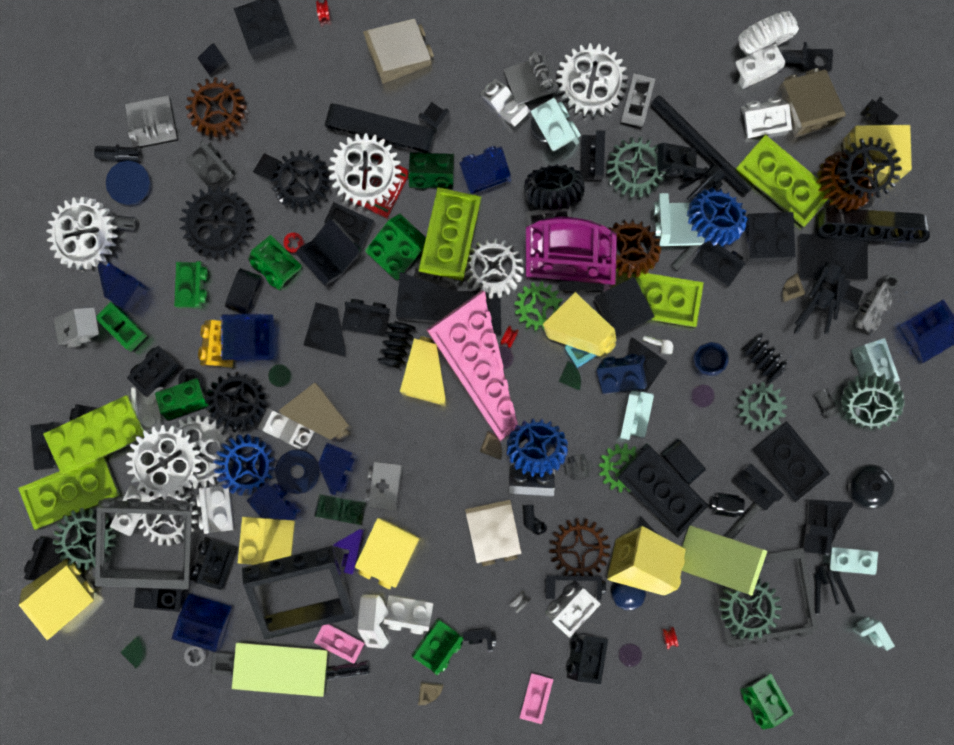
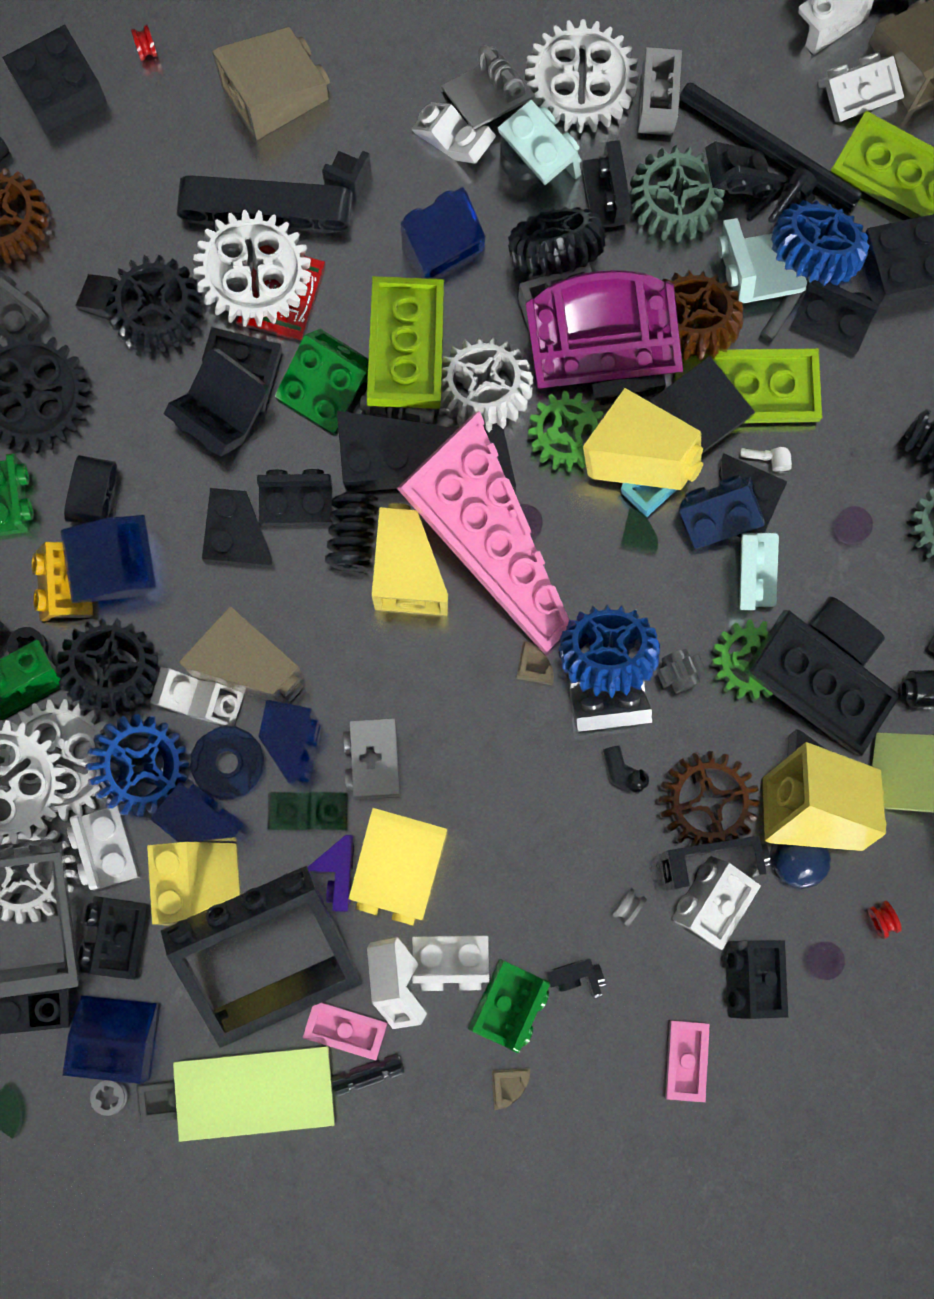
camera: 20 degrees left, 5 degrees down
(273, 262) = (132, 437): green bracket -> none
(280, 375) = (172, 615): clear green tile -> none
(286, 242) = (148, 405): red bush -> none
(431, 170) = (357, 254): dark green bracket -> none
(493, 532) = (565, 798): slope -> none
(509, 336) = (529, 486): red bush -> none
(711, 359) = (856, 464): dark blue hair -> none

